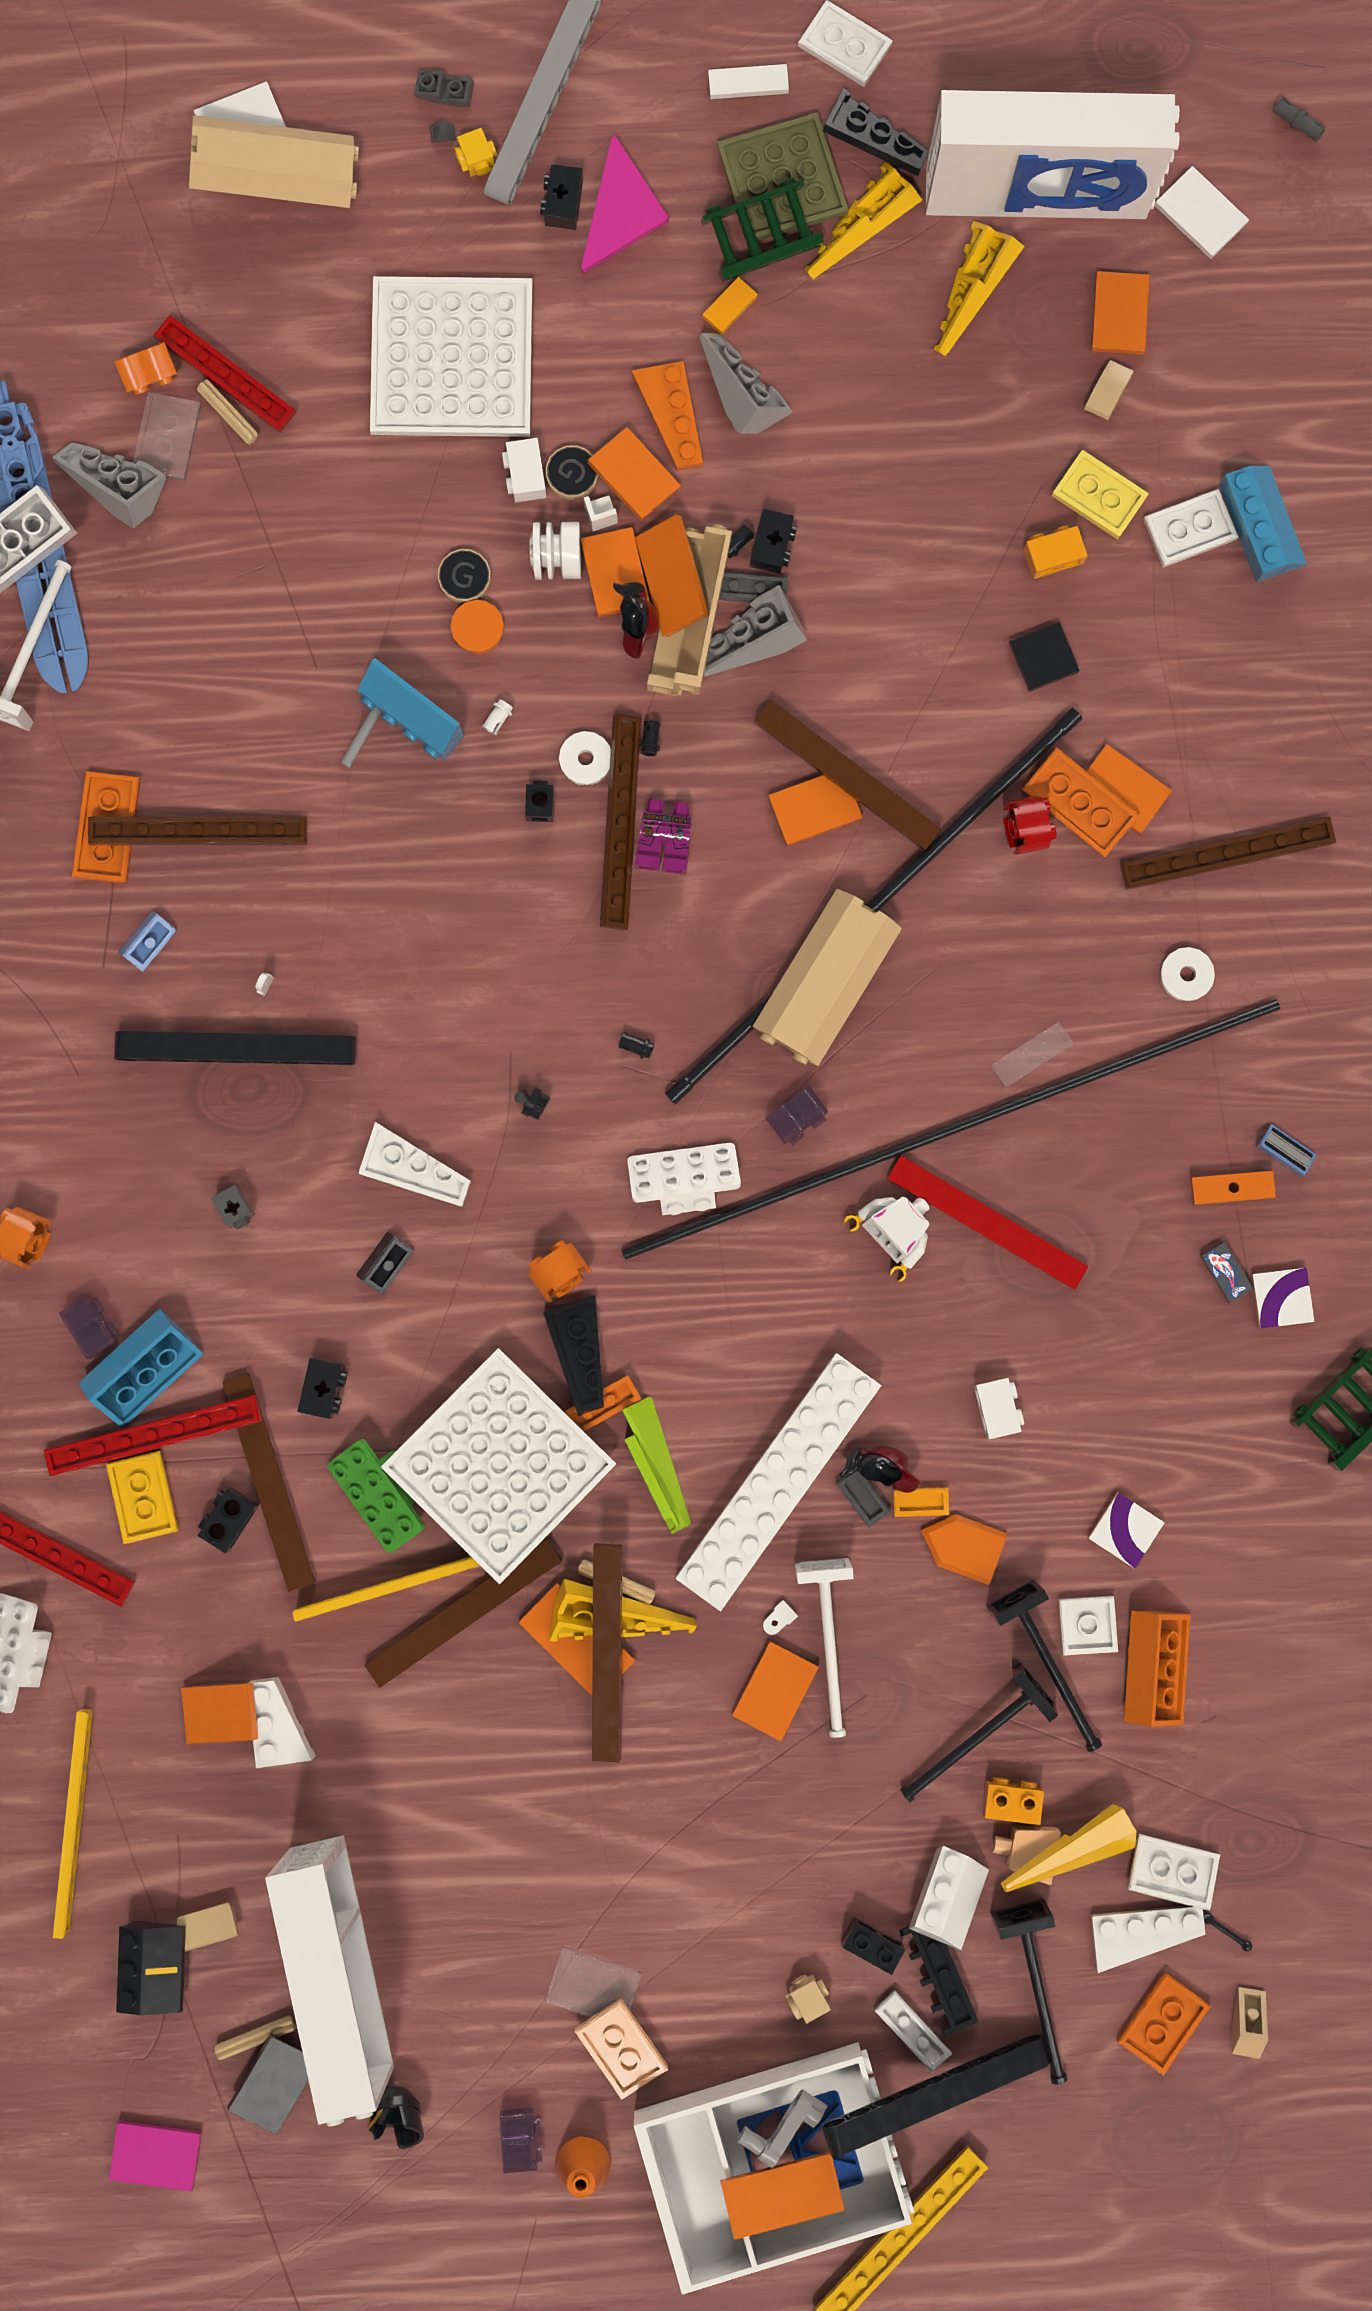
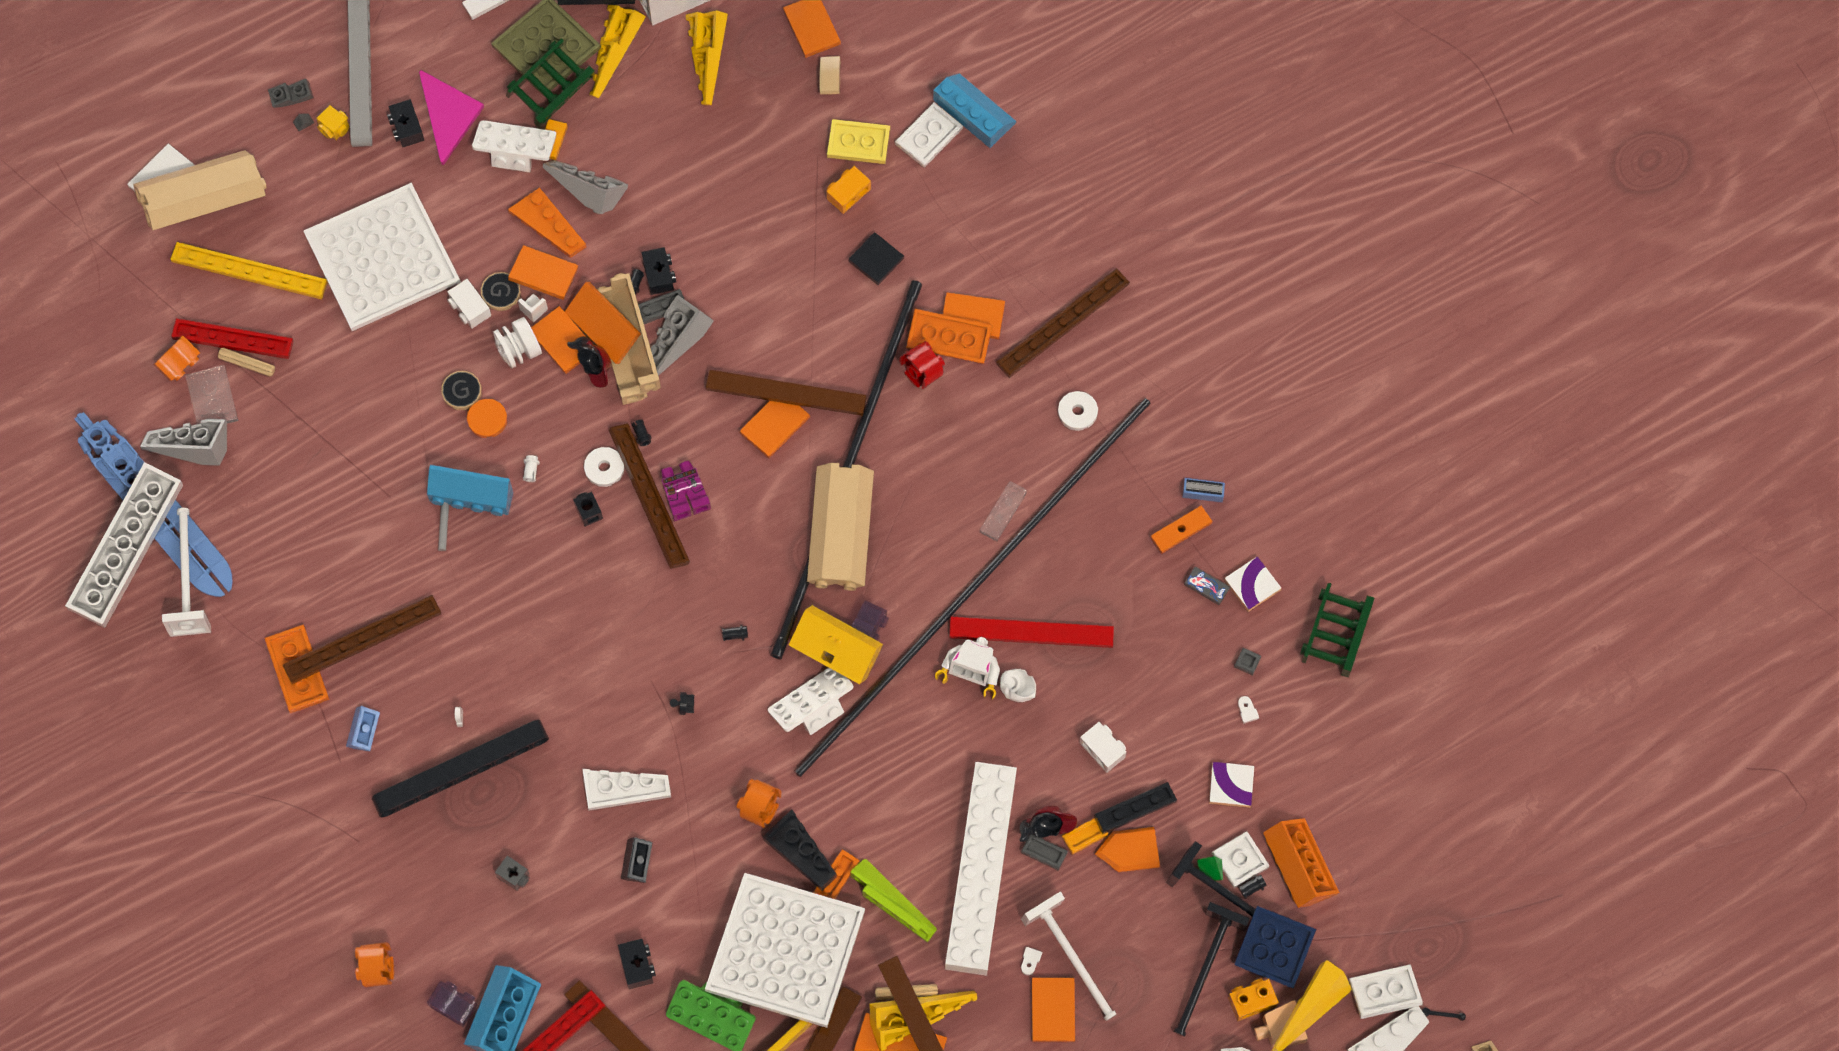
camera: 25 degrees left, 15 degrees down
(286, 295) = (249, 270): none -> yellow tile
(678, 289) = (513, 145): none -> white bracket
(745, 1123) = (835, 644): none -> yellow brick
(936, 1282) = (1018, 685): none -> white hair
(997, 1501) = (1135, 808): none -> black tile
(1047, 1621) = (1212, 867): none -> green slope
(1072, 1755) = (1275, 947): none -> dark blue plate
(1085, 1666) = (1252, 886): none -> black pin
(1193, 1453) = (1247, 713): none -> white piece
(1225, 1390) = (1247, 661): none -> dark grey tile

